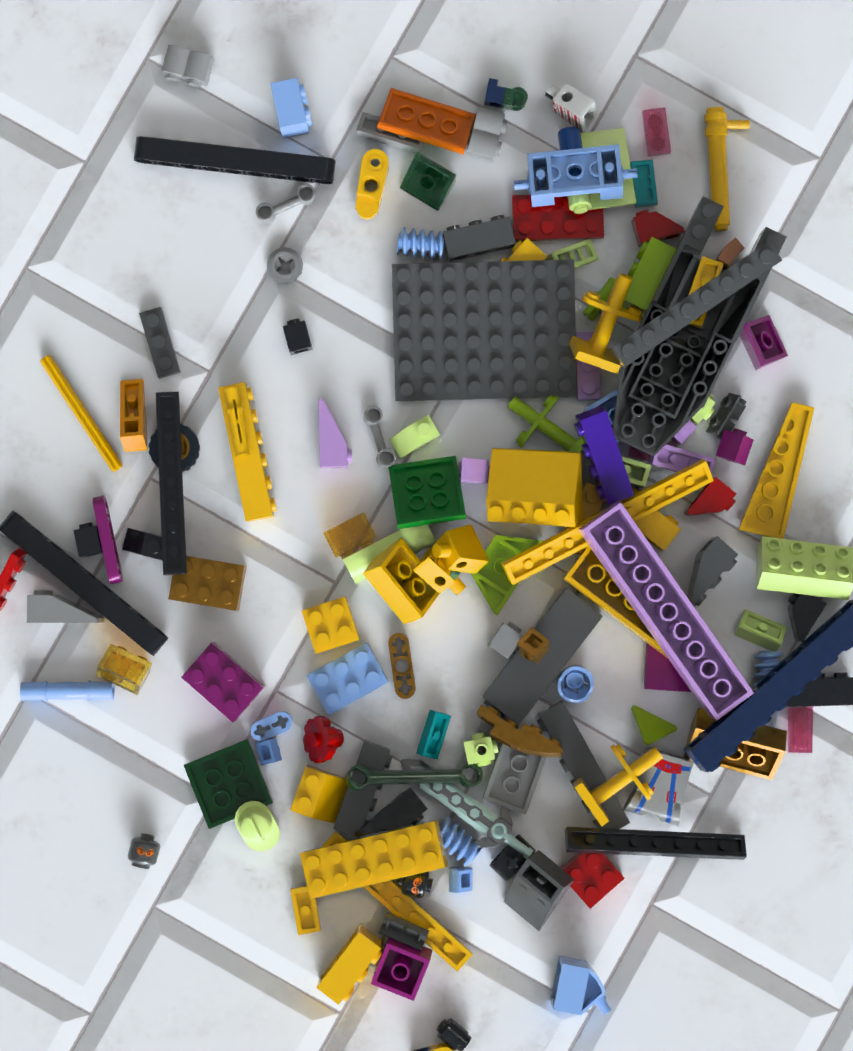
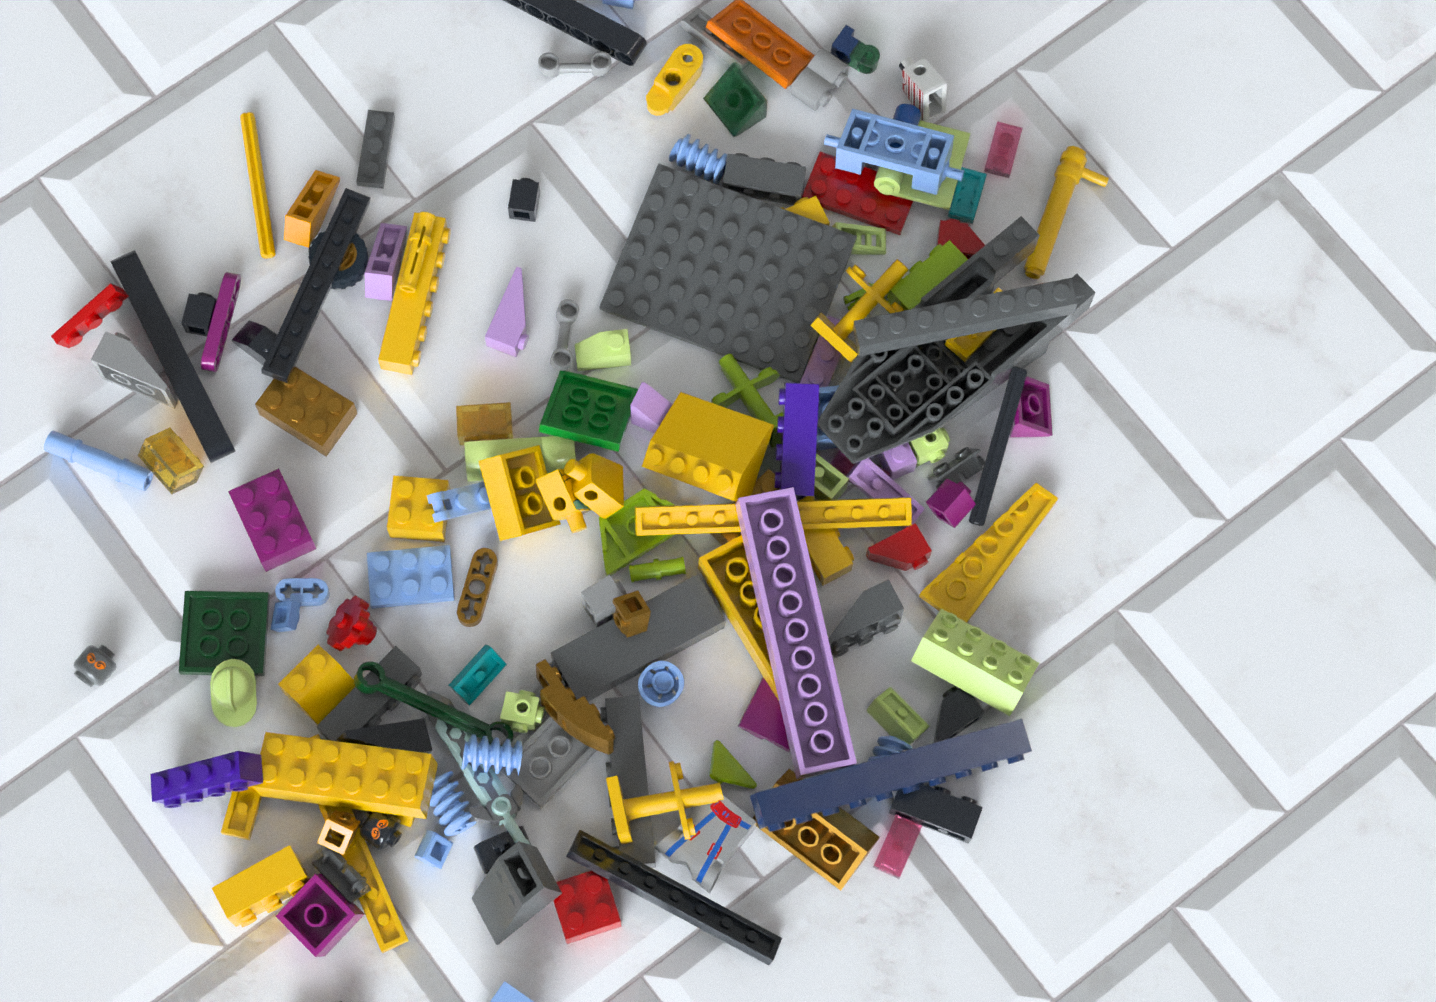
camera: 20 degrees right, 15 degrees down
(212, 435) = (385, 262): none -> lavender slope
(273, 906) = (206, 778): none -> dark purple brick
(287, 255) = (553, 117): light grey gear -> none
(361, 609) = (459, 501): none -> light blue plate
(388, 896) = (340, 825): none -> pearl gold brick
(475, 795) = (492, 754): none -> light blue piece
(532, 594) = (657, 569): none -> lime pin
(754, 387) = (998, 446): none -> black axle

